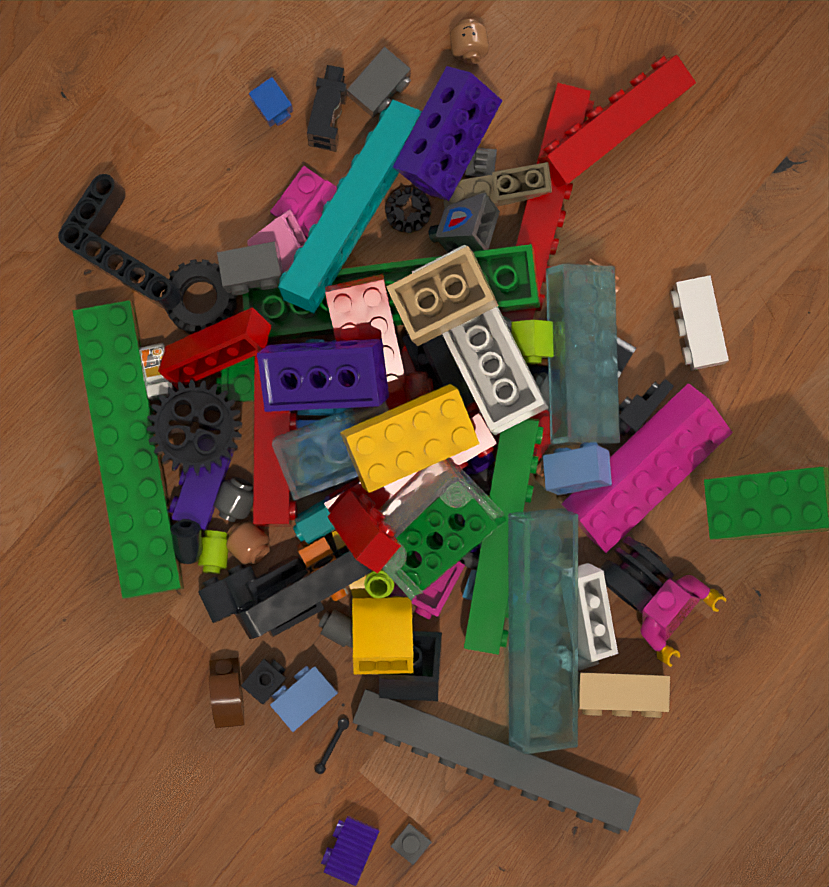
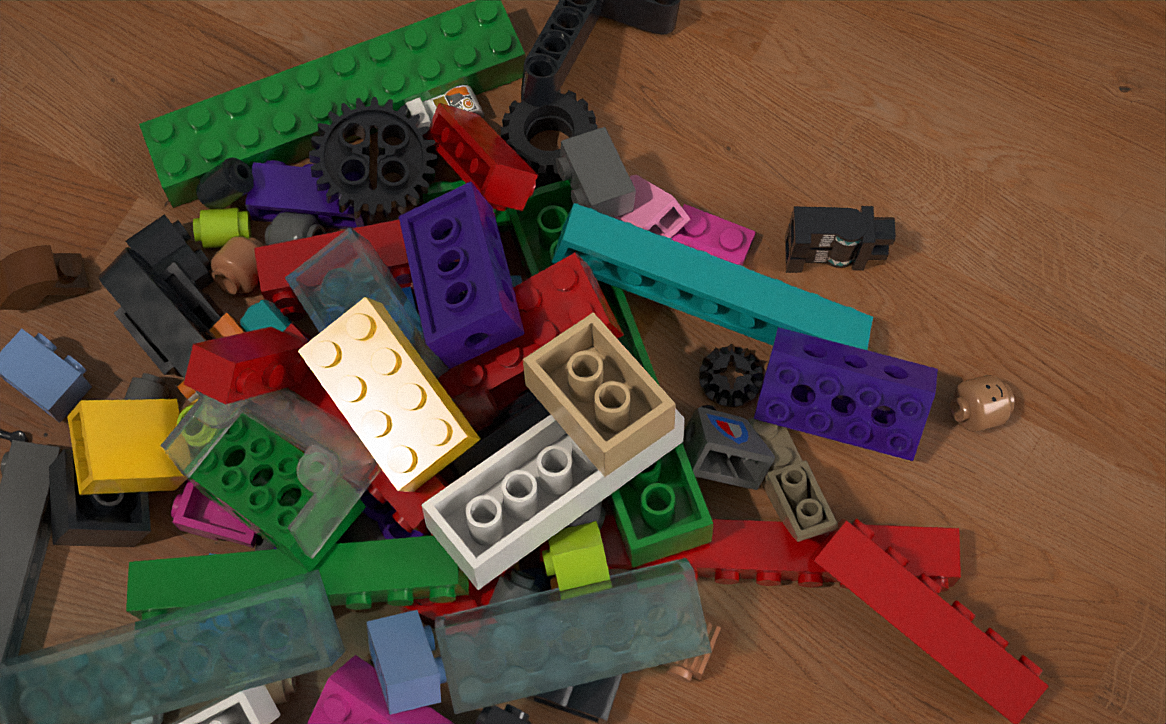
camera: 80 degrees right, 15 degrees down
(265, 680) = (60, 323): black brick -> none
(271, 103) = (827, 174): blue brick -> none
(379, 82) = (893, 299): dark grey brick -> none
(481, 163) = (822, 456): dark grey tile -> none

